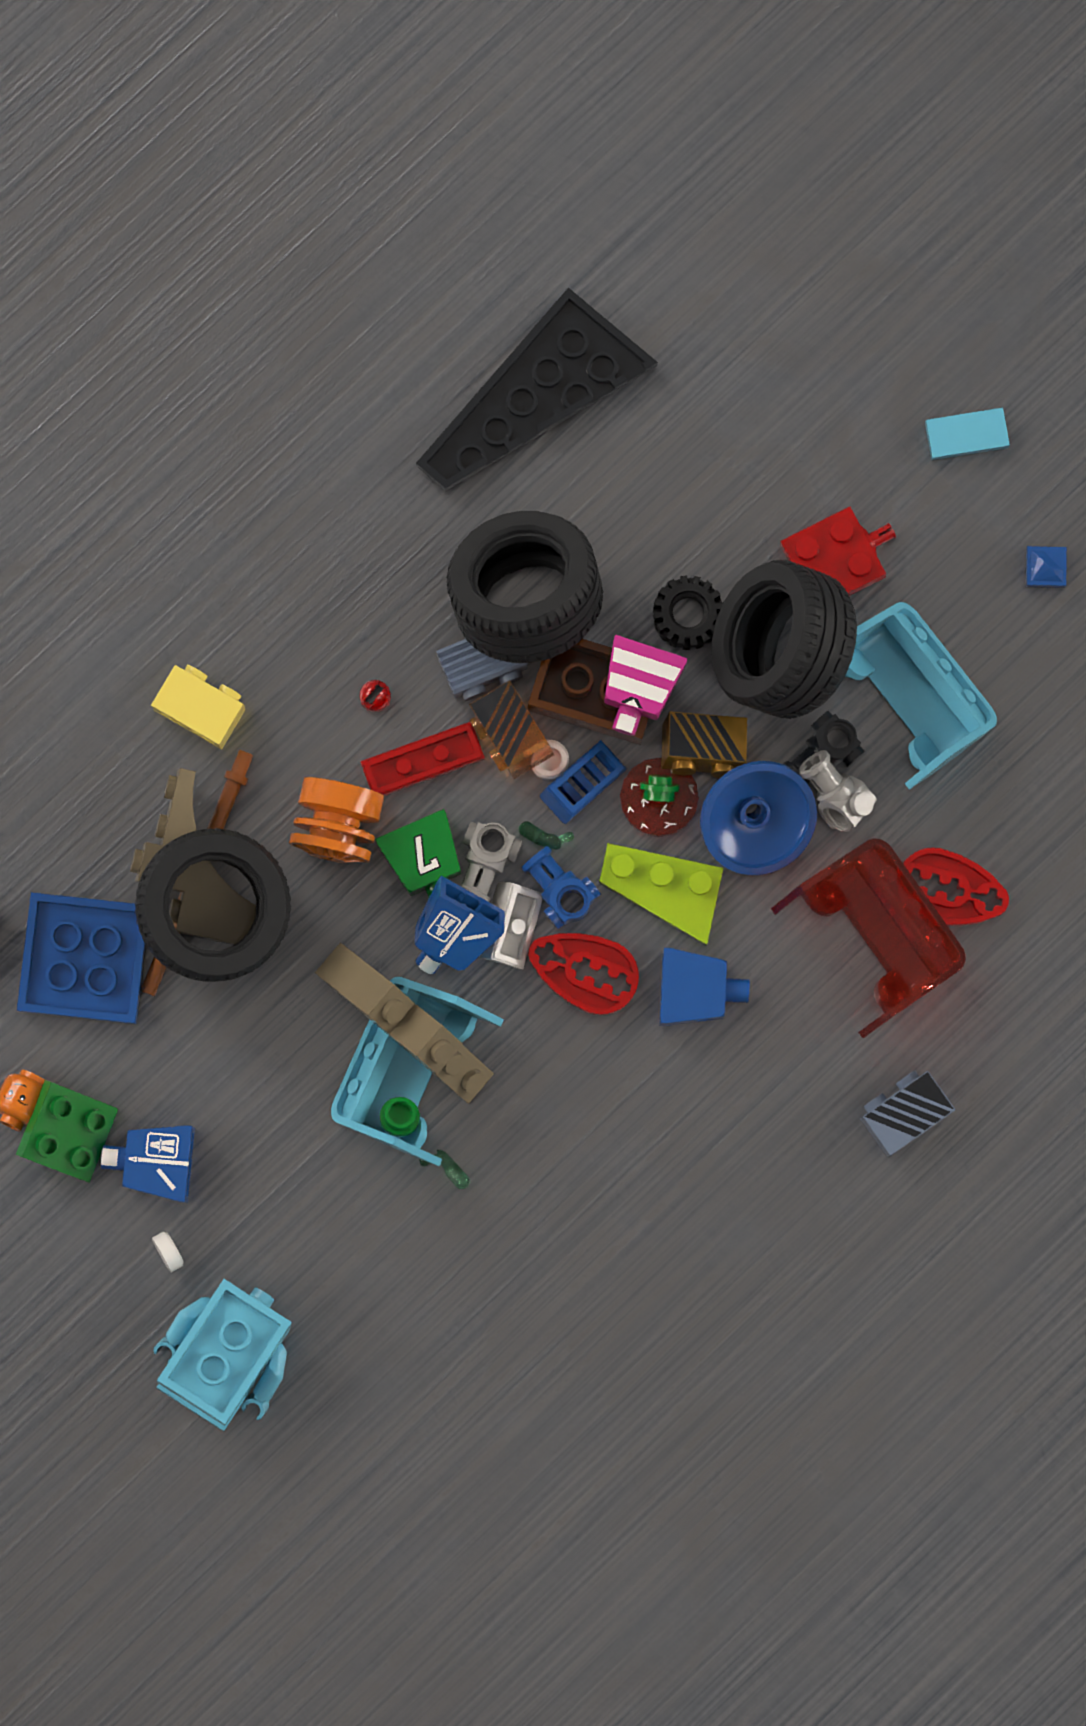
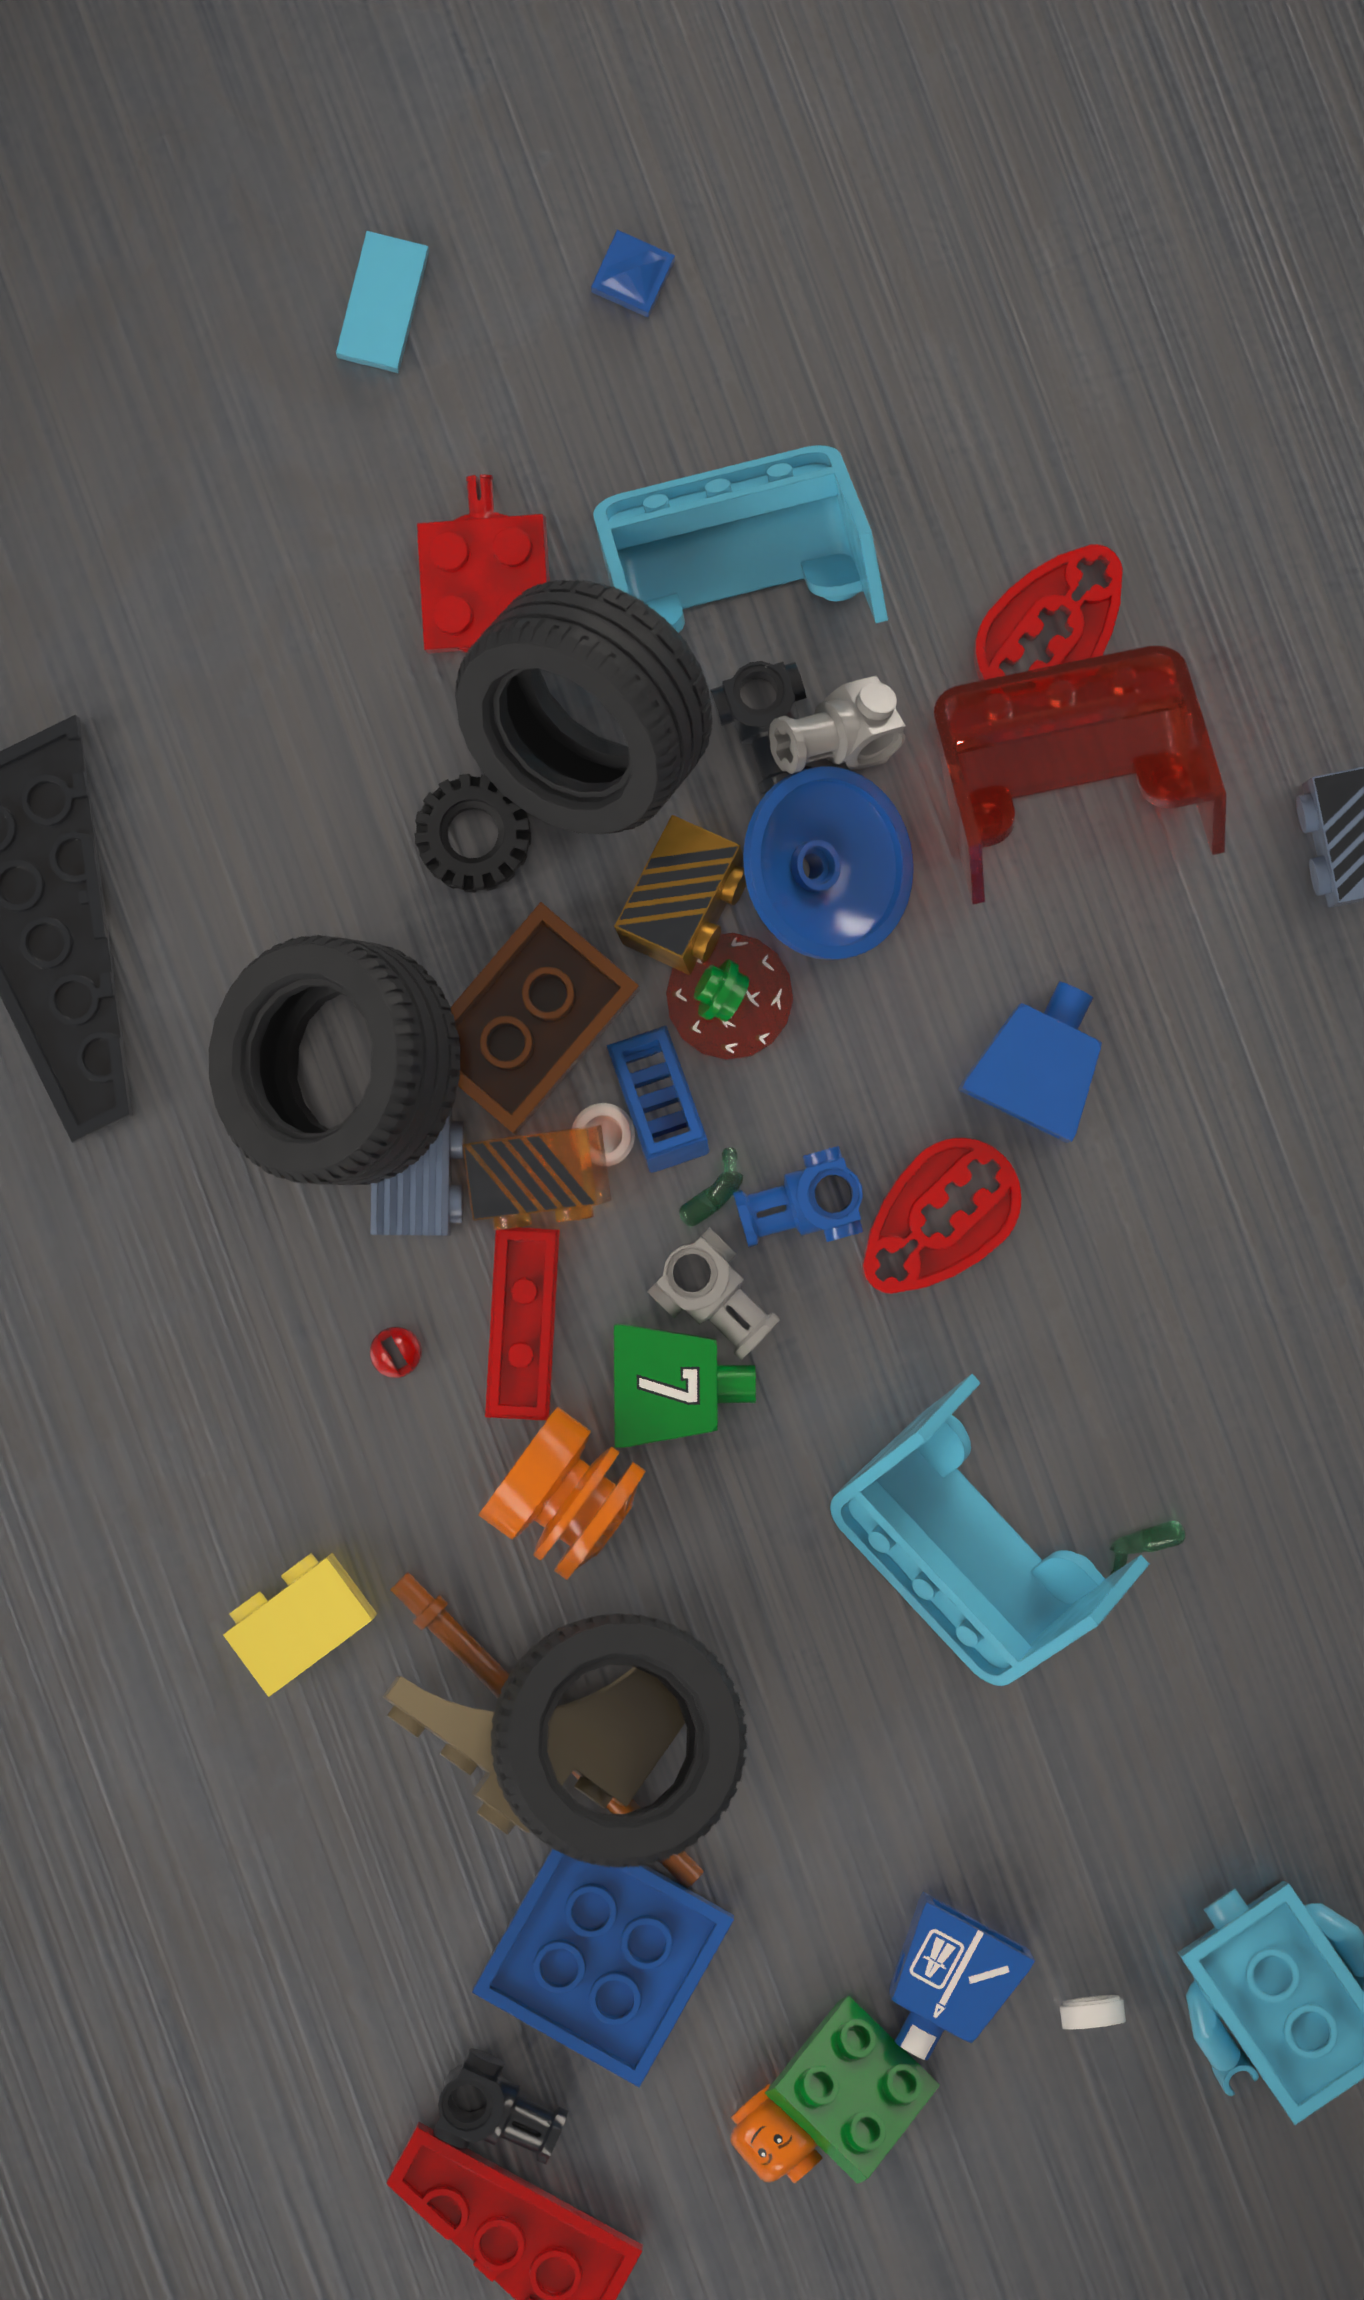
camera: 65 degrees left, 5 degrees up
(399, 1116) = (1043, 1587): green plate -> none
(404, 1022) = (908, 1525): dark tan arch -> none
(455, 927) = (799, 1383): blue torso -> none
(521, 915) = (824, 1298): white slope -> none
(640, 682) = (555, 951): torso -> none
(666, 886) = (866, 1044): lime wing -> none

